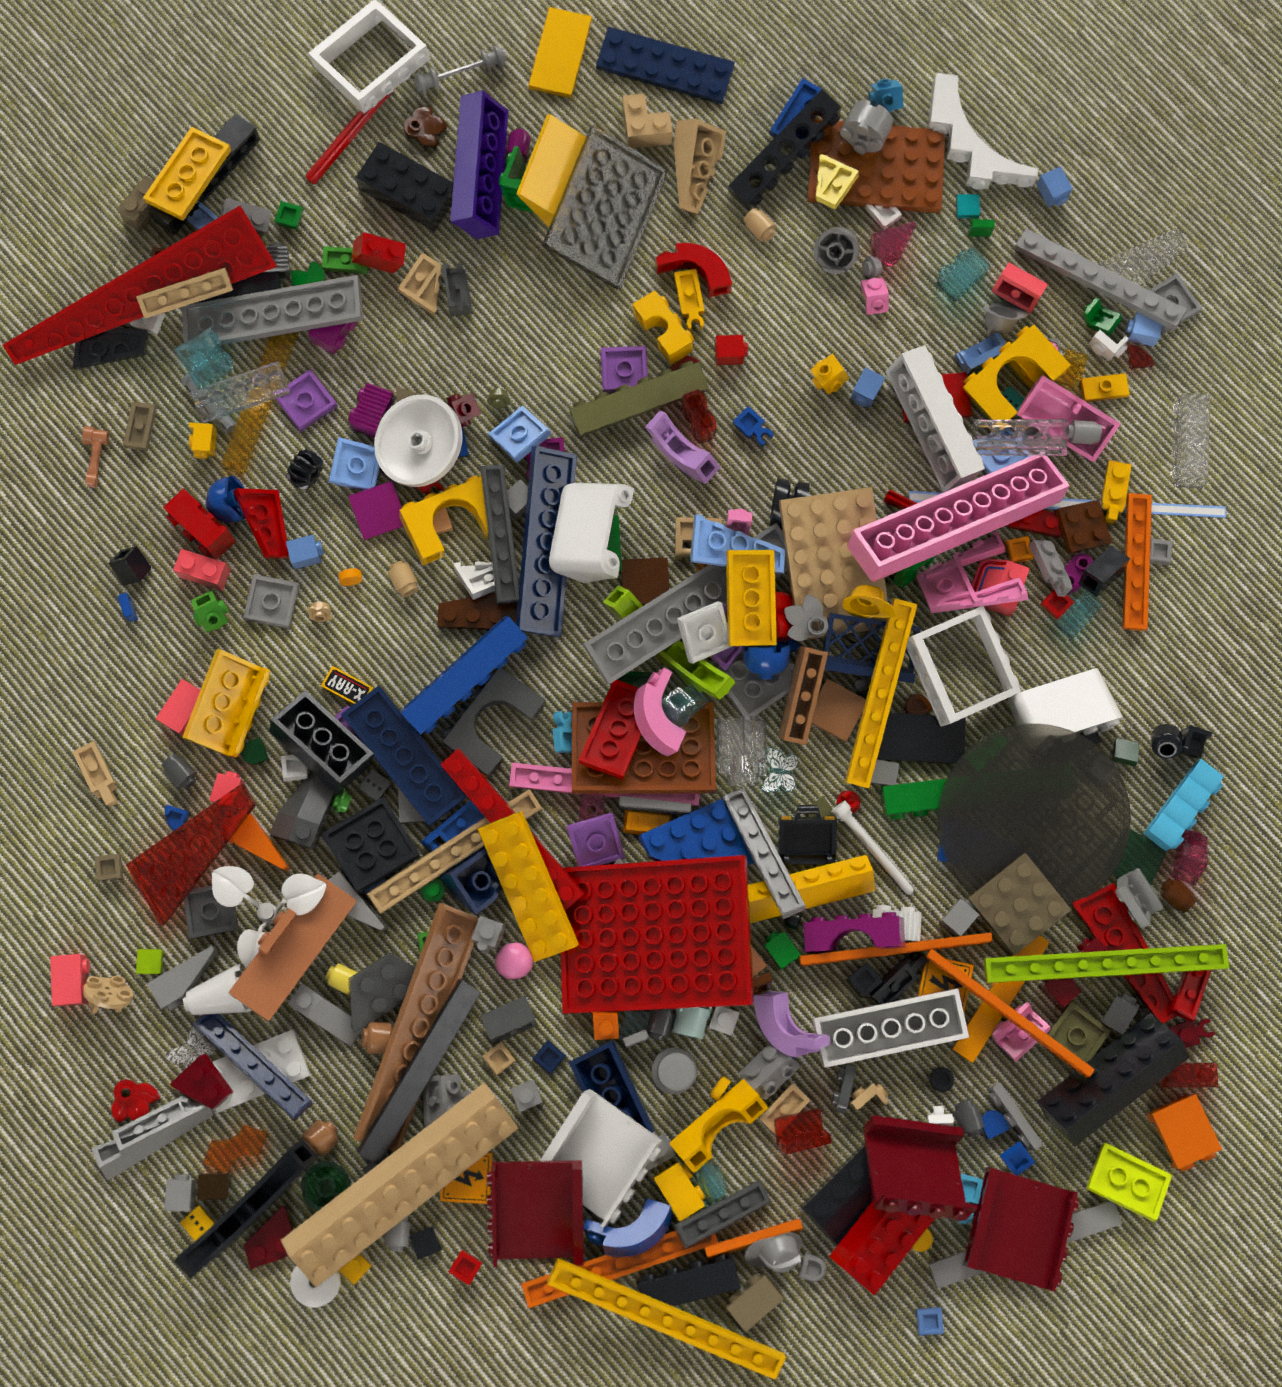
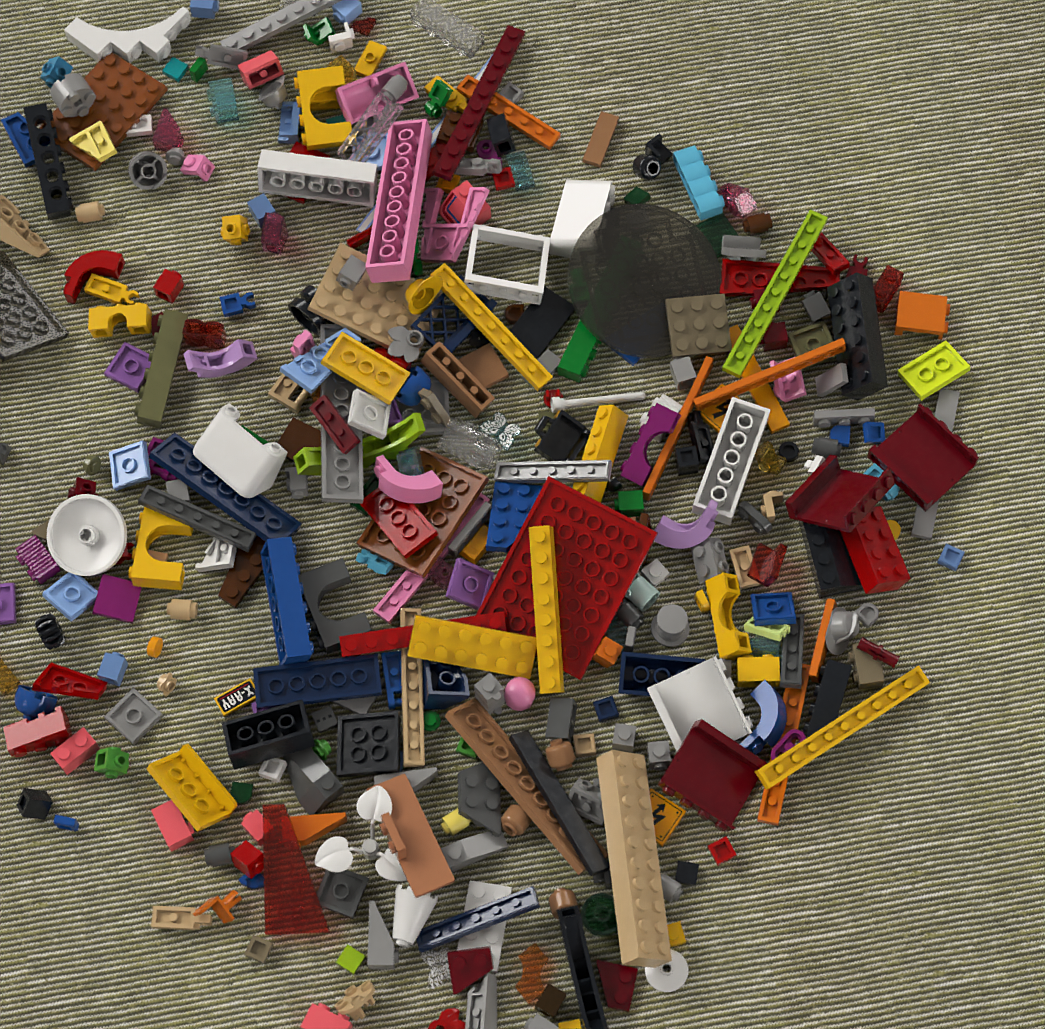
camera: 50 degrees left, 10 degrees down
(128, 807) = (221, 907): none -> orange bracket
(187, 802) = (248, 859): none -> red brick
(470, 1042) = (560, 754): none -> medium nougat head
(528, 1142) = (658, 755): none -> light grey brick
(595, 608) = (296, 483): none -> light grey brick
(607, 938) = (546, 609): none -> yellow brick
(613, 1270) = (785, 743): none -> magenta plate
(669, 606) = (334, 424): none -> dark red plate
(727, 1172) = (773, 632): none -> yellowish green tile
(755, 1167) = (773, 608): none -> blue plate
(757, 684) = (432, 404): none -> dark tan plate
(769, 1309) = (878, 652): none -> dark red pin
(842, 519) = (351, 273): none -> light grey brick
(848, 414) = (274, 233): none -> clear pink slope
(917, 1066) = (768, 460): none -> clear yellow bracket
(1009, 240) = (222, 55): none -> light grey plate
(1047, 1080) = (831, 380): none -> light grey tile
(1107, 482) = (440, 95): none -> green plate
(1125, 526) = (478, 103): none -> dark red plate
(1169, 674) = (600, 139): none -> medium nougat tile

